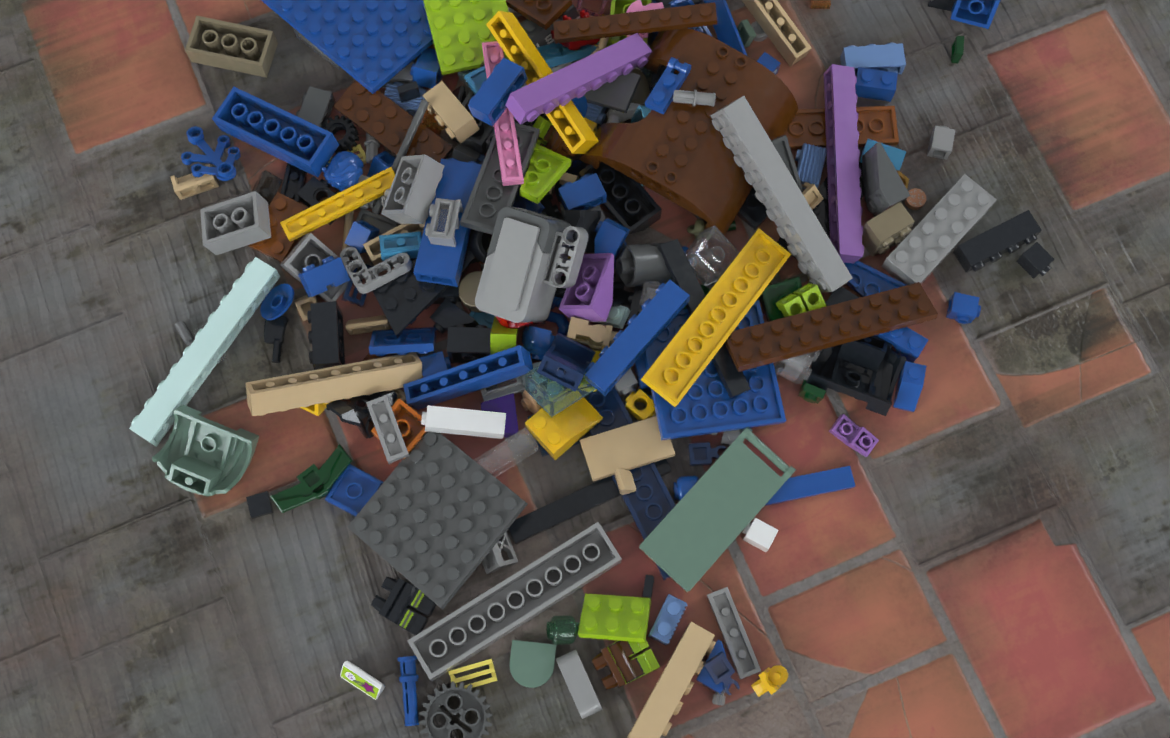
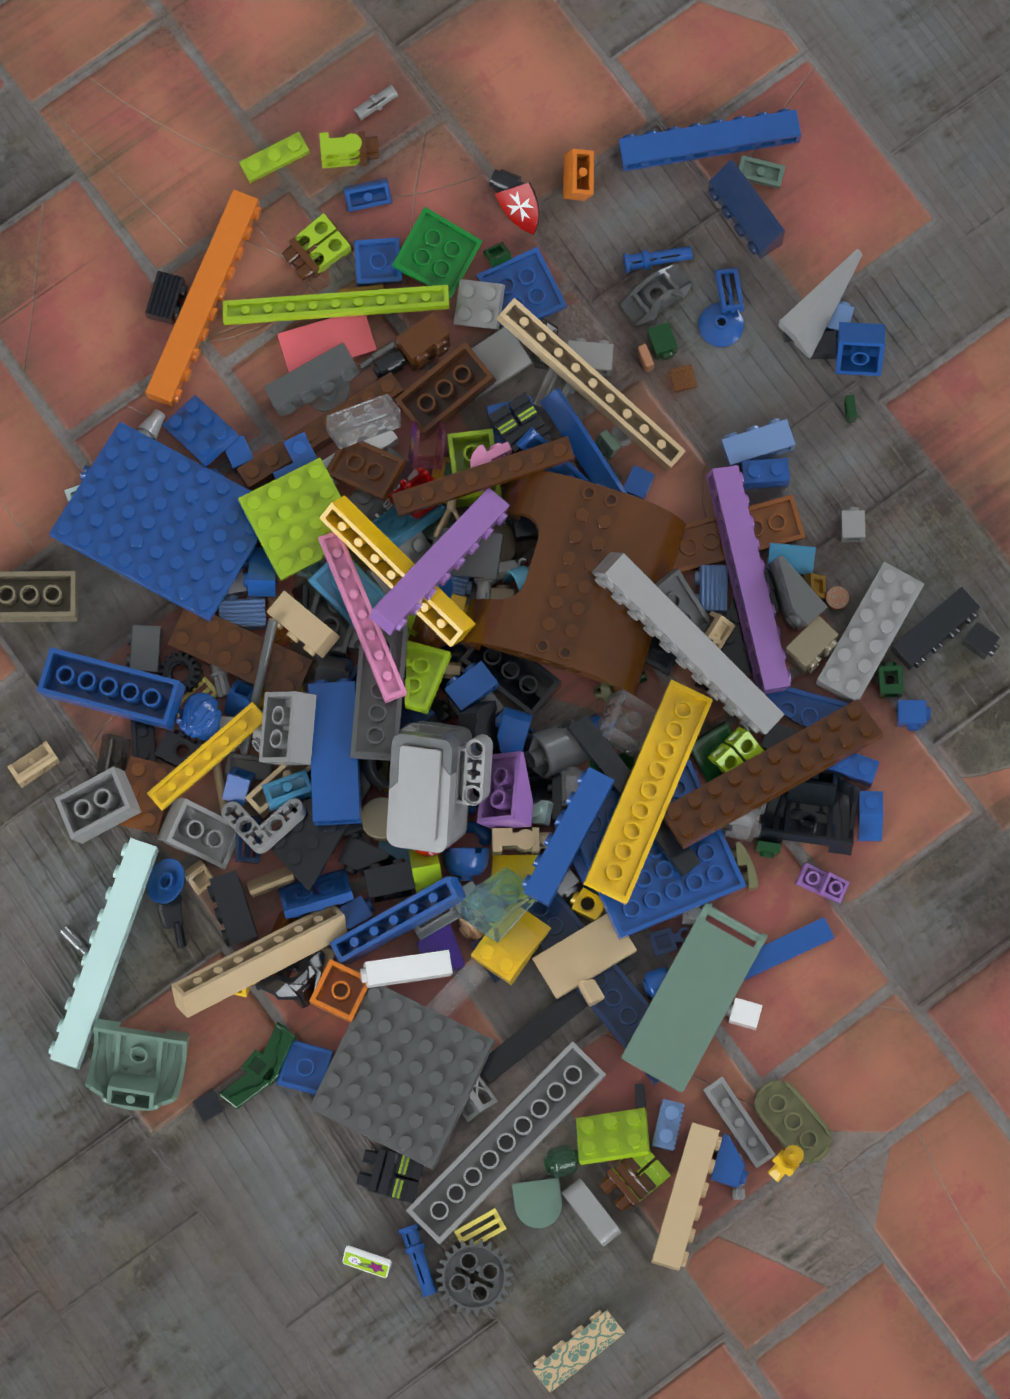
camera: 10 degrees left, 5 degrees up
(223, 170) = (46, 733): blue plant -> none
(330, 273) = (210, 842): blue brick -> none
(387, 429) = (328, 995): light grey plate -> none
(408, 91) = (248, 608): black tile -> none
(443, 222) = (332, 758): light grey window -> none
(494, 92) = (353, 597): blue brick -> none
(566, 362) = (499, 880): dark blue panel -> none
(662, 93) = (537, 548): blue plate -> none
(694, 97) = (569, 557): light grey axle -> none
(720, 671) = (733, 1164): dark blue plate -> none
(783, 642) = (792, 1120): none -> olive tile
(789, 401) = (744, 861): none -> olive slope
(954, 270) = (895, 672): none -> dark green brick

